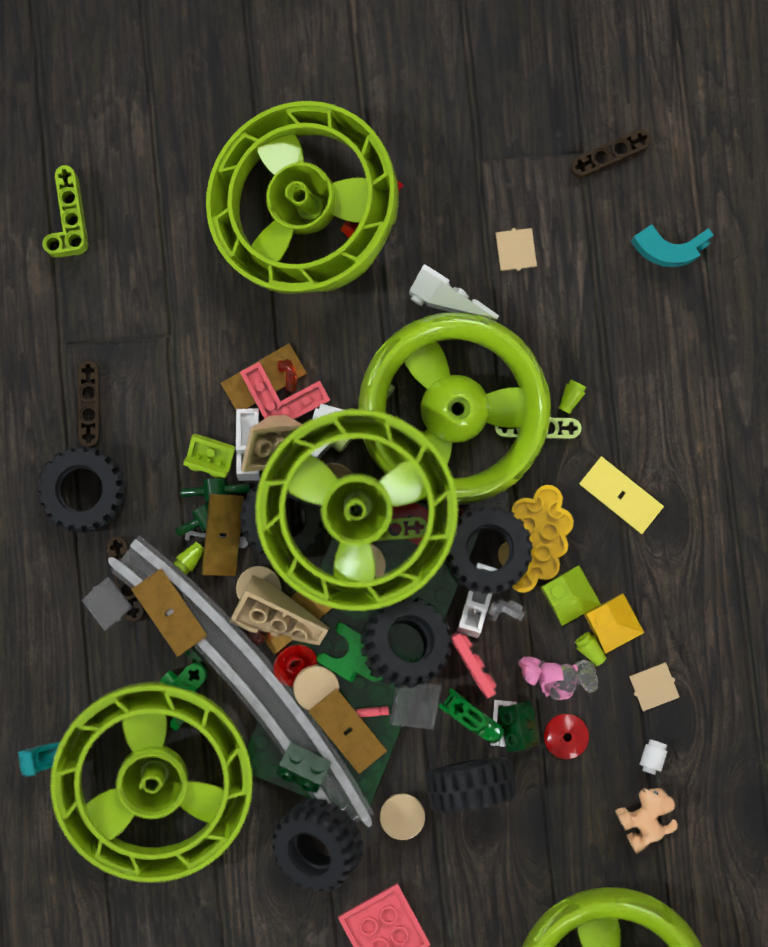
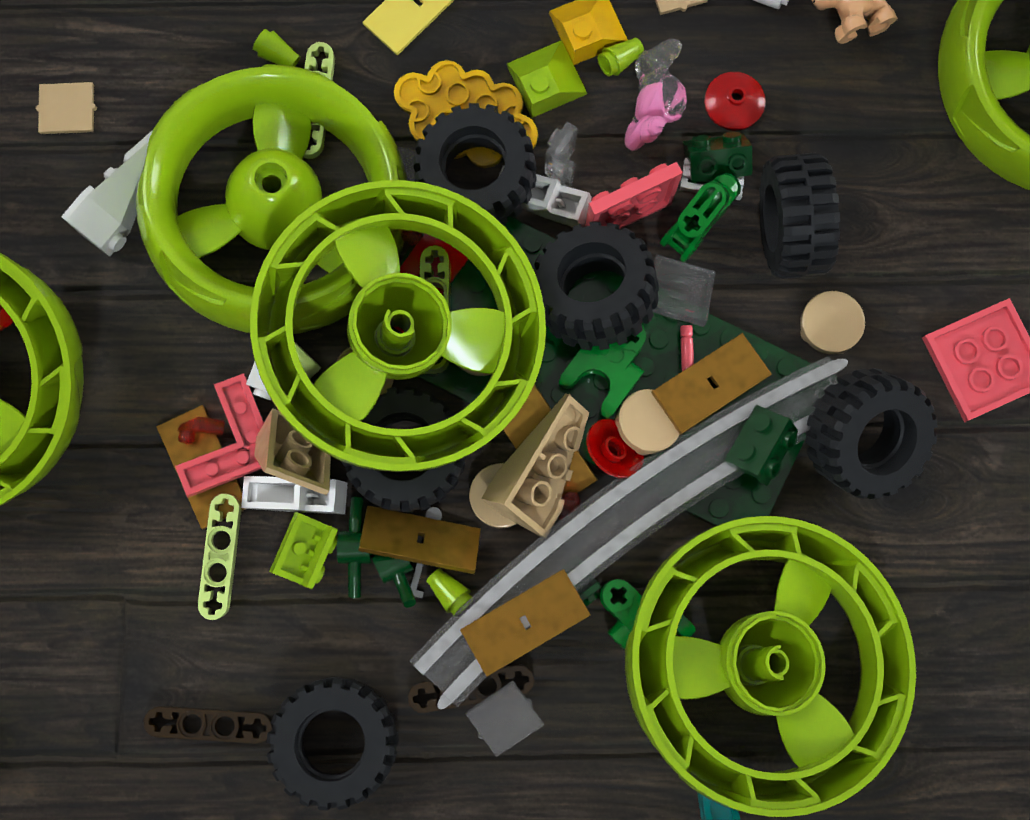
camera: 85 degrees left, 5 degrees down
(202, 394) = (214, 555): none -> yellowish green beam

